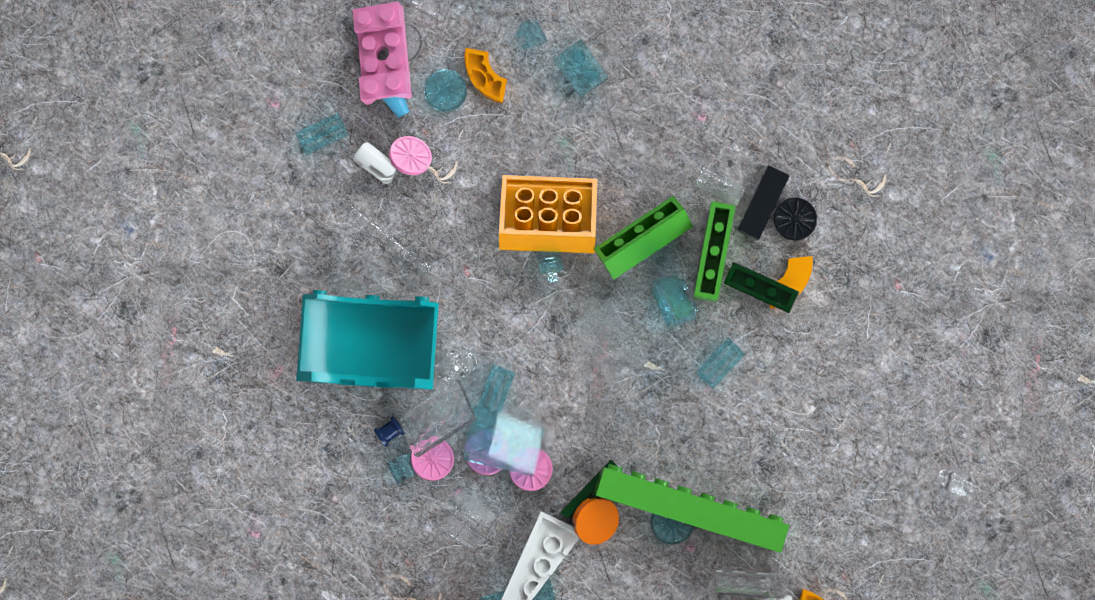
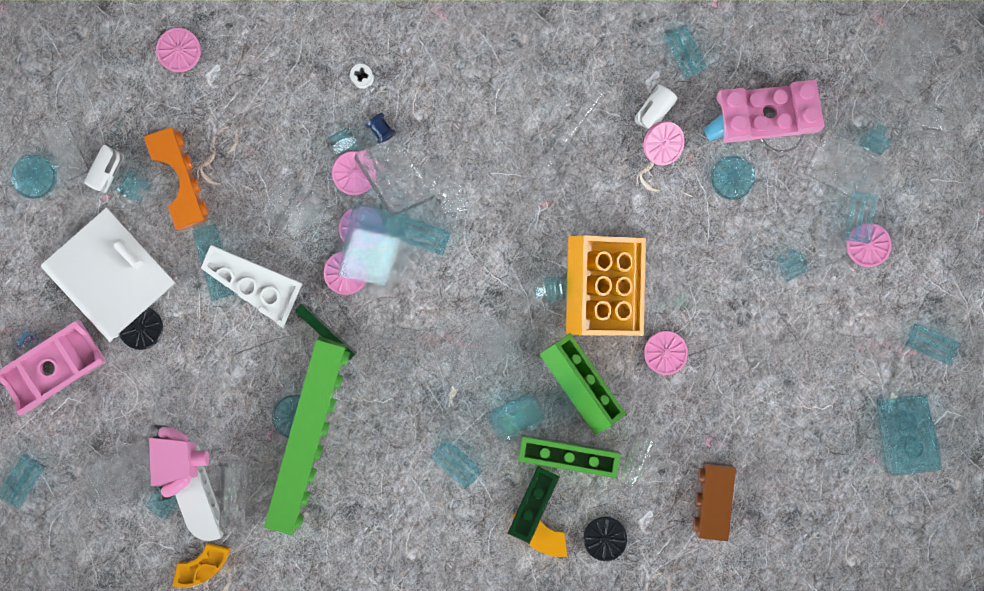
camera: 85 degrees right, 5 degrees up
(331, 453) = (357, 69): none -> white bush
(367, 341) = (470, 103): teal panel -> none
(483, 76) = (747, 216): light orange tile -> none
(580, 68) = (757, 316): clear light blue plate -> none
(595, 520) = (293, 339): orange tile -> none
(614, 157) = (665, 353): none -> bright pink wheel
(759, 112) = (714, 501): none -> dark orange brick
(763, 202) = (621, 506): black tile -> none

